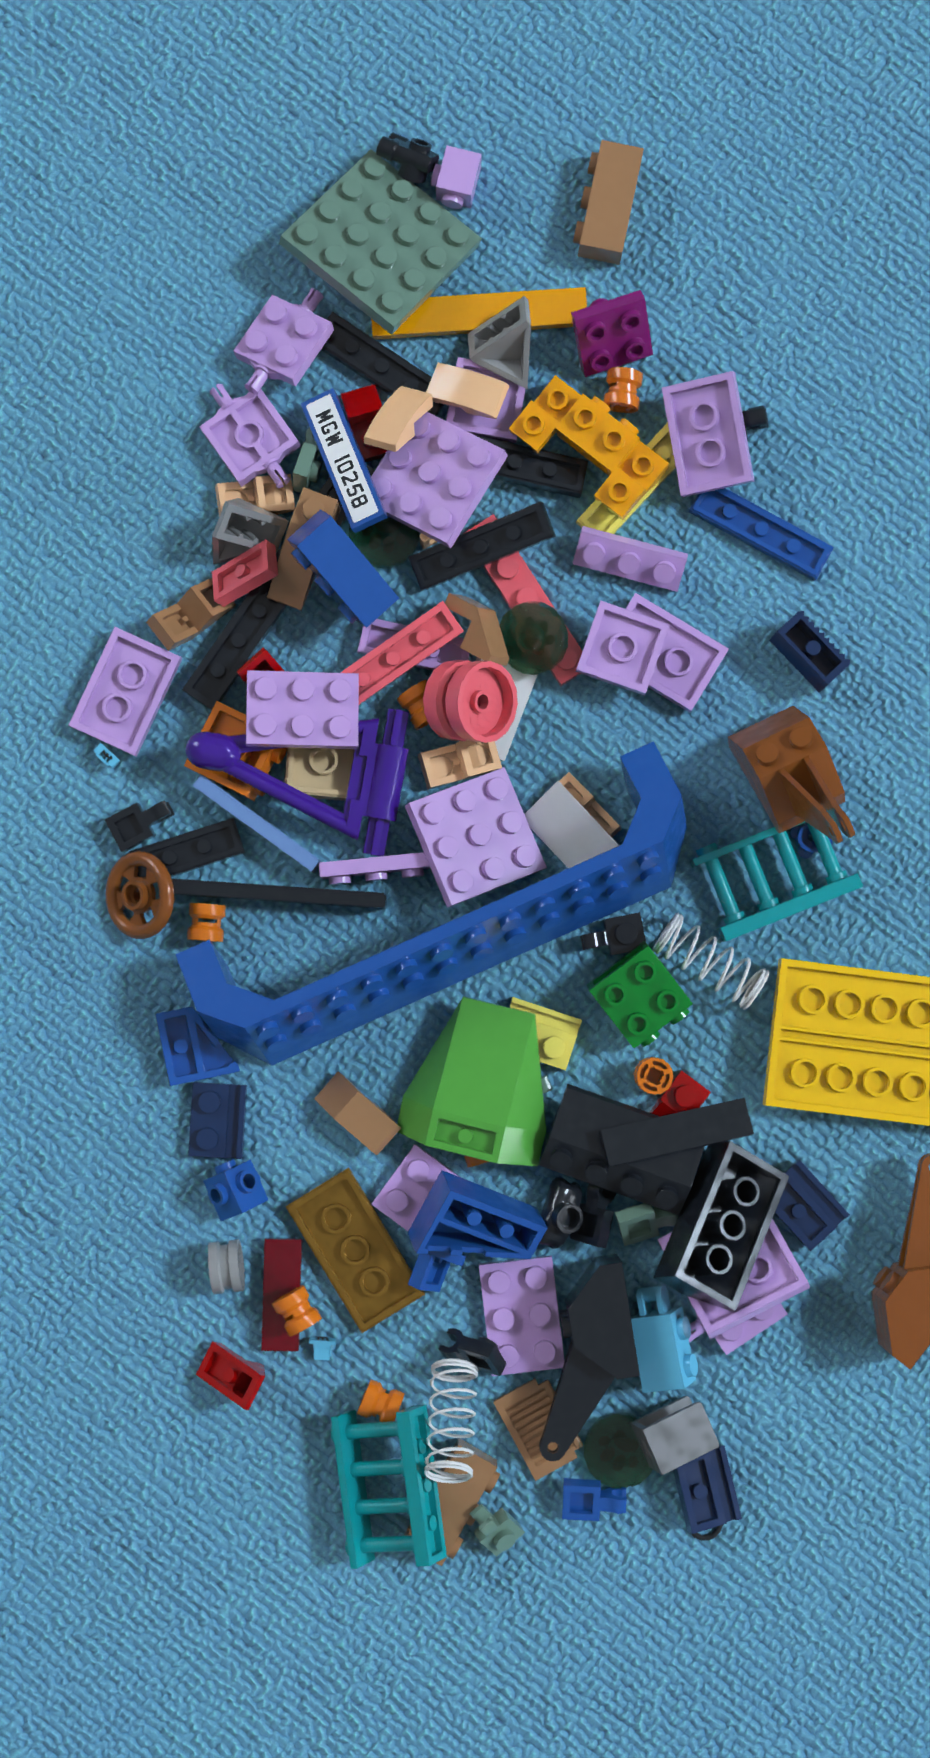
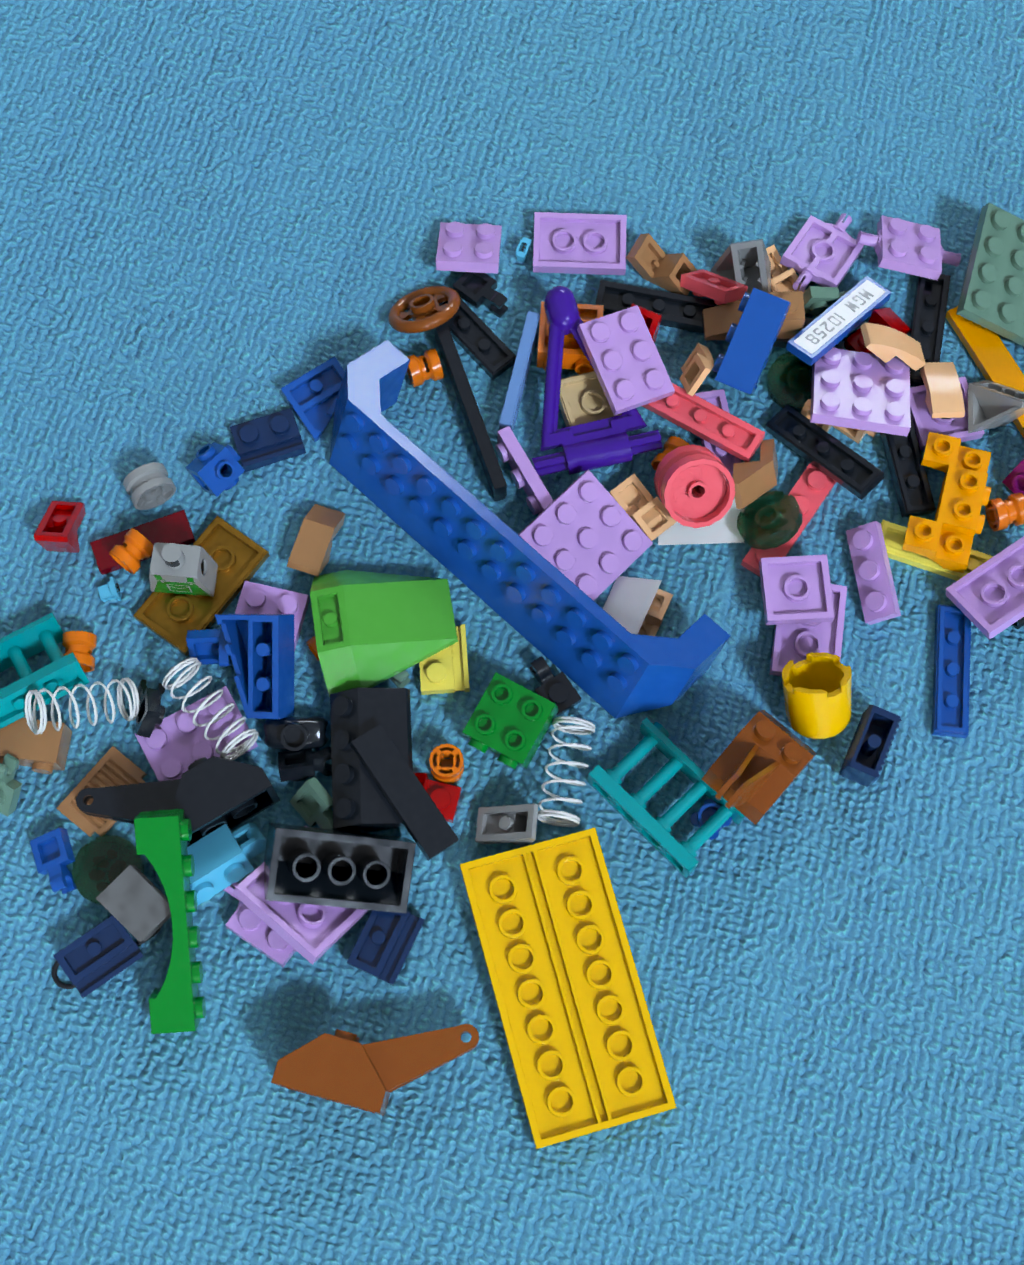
camera: 65 degrees right, 15 degrees down
(82, 815) = (469, 247): none -> lavender plate
(339, 635) = (696, 369): none -> light nougat slope
(343, 1266) = (179, 567): none -> light grey torso
(457, 1298) = (242, 748): none -> white piece
(641, 1392) = (163, 840): none -> green arch
(741, 679) = (817, 695): none -> yellow cylinder
(741, 1041) = (507, 824): none -> light grey slope

